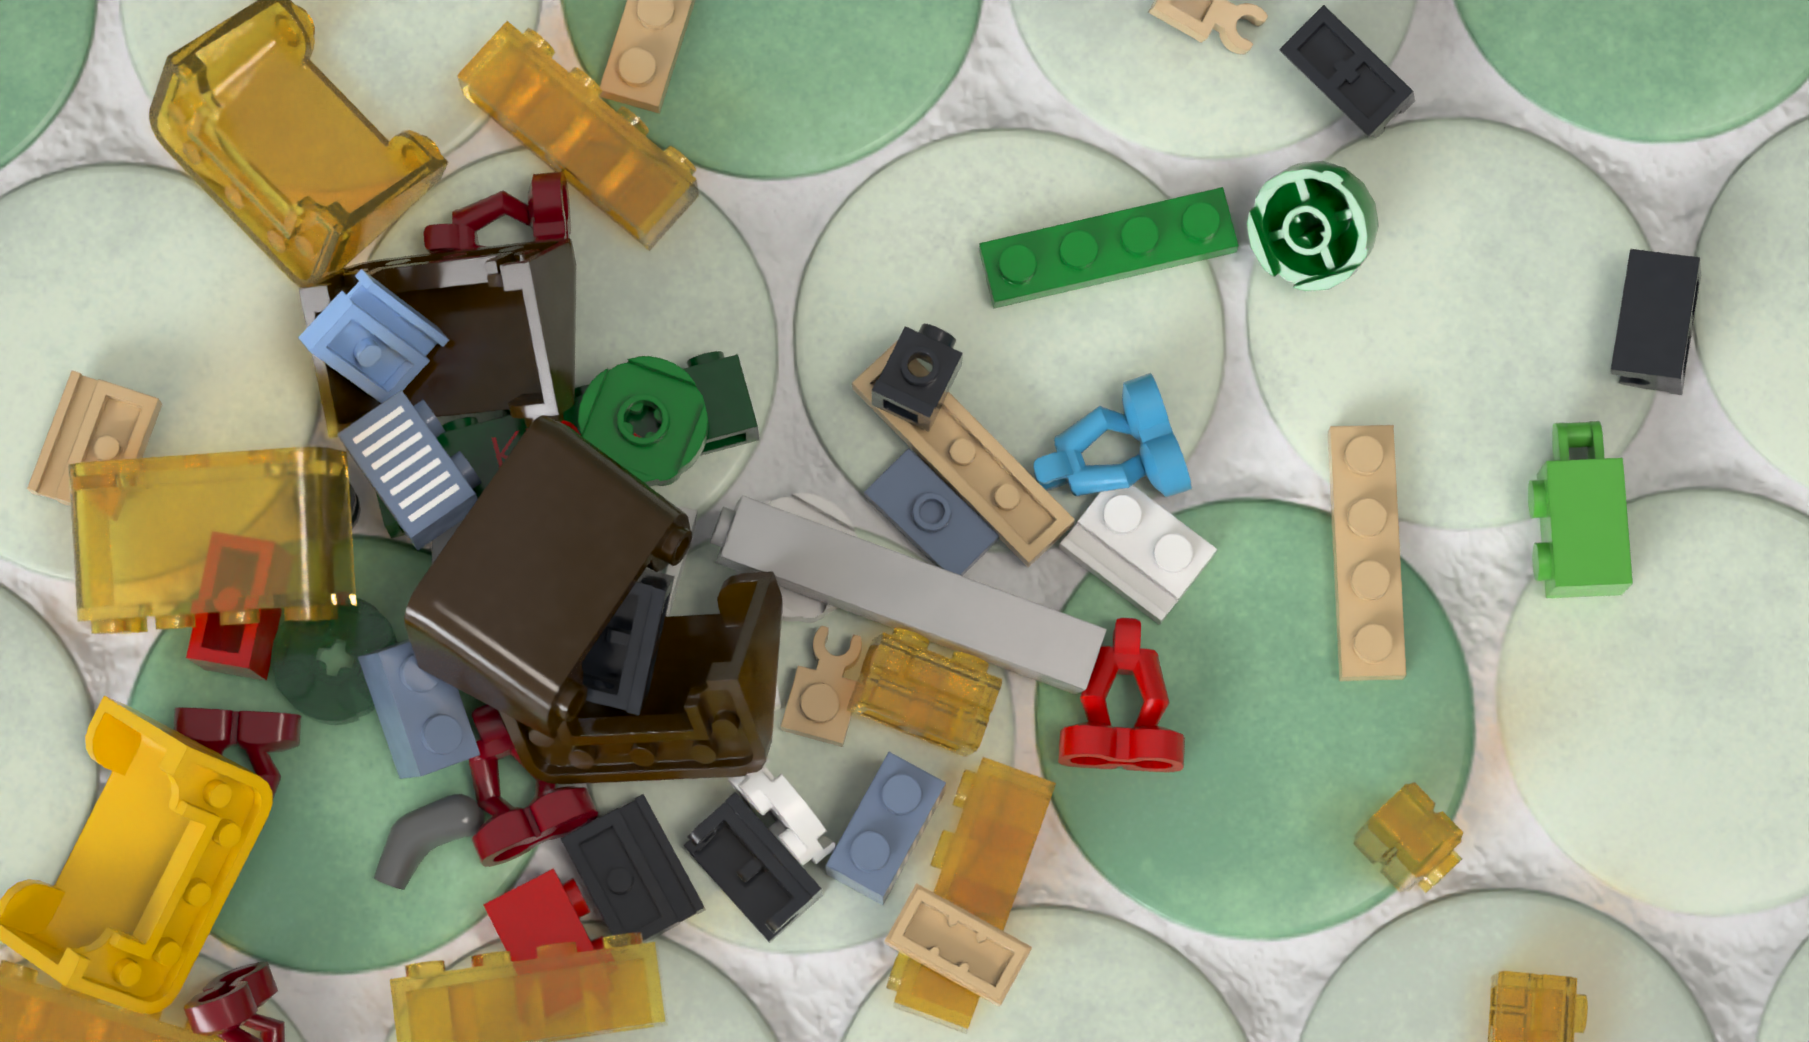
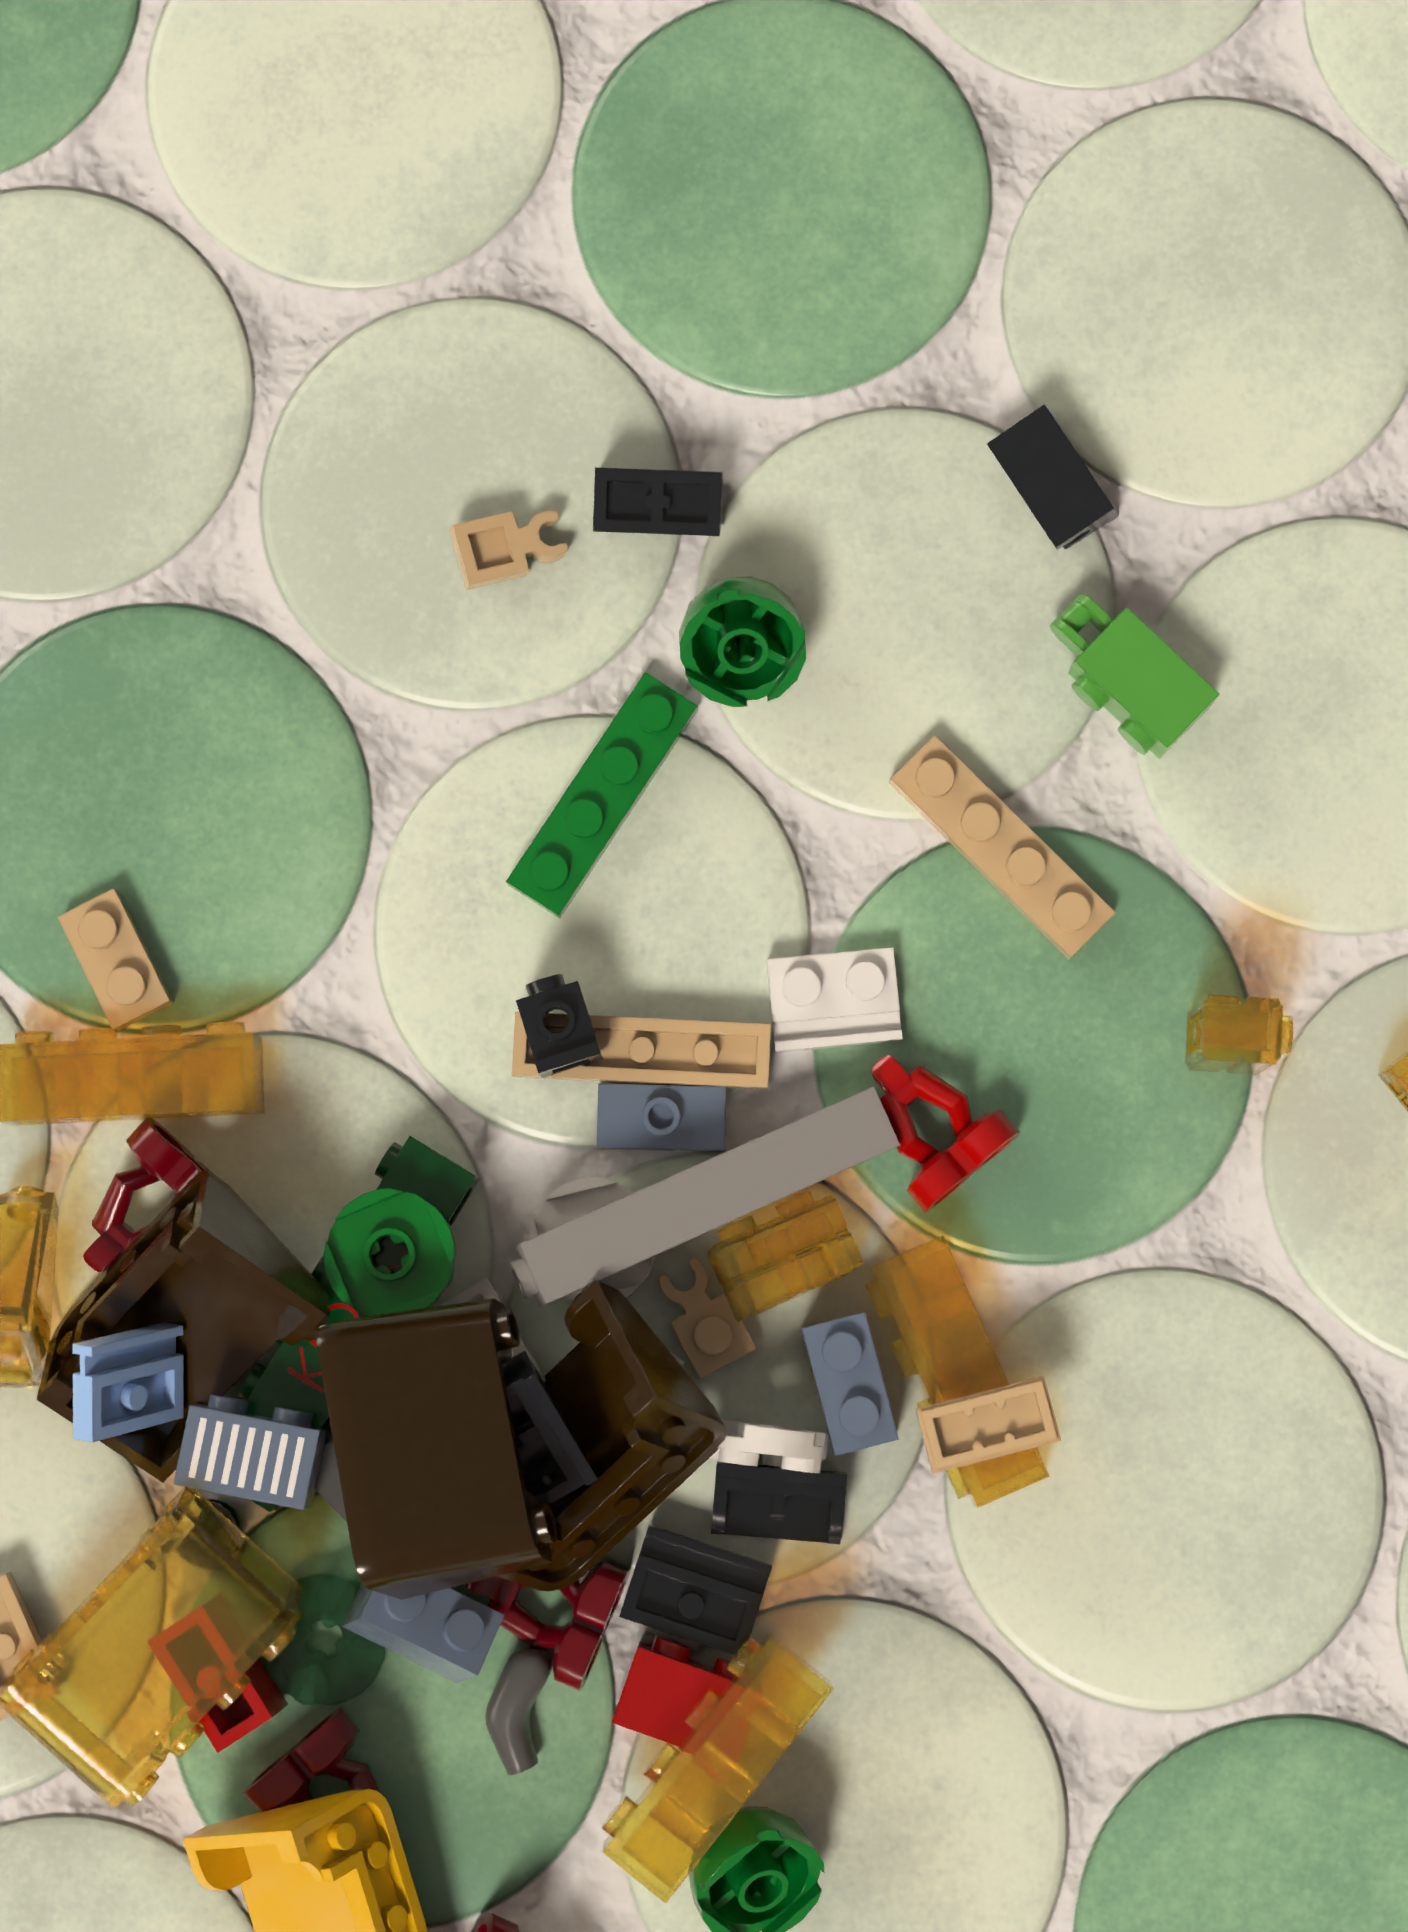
camera: 35 degrees left, 5 degrees up
(1144, 420) = (752, 901): dark azure piece -> none

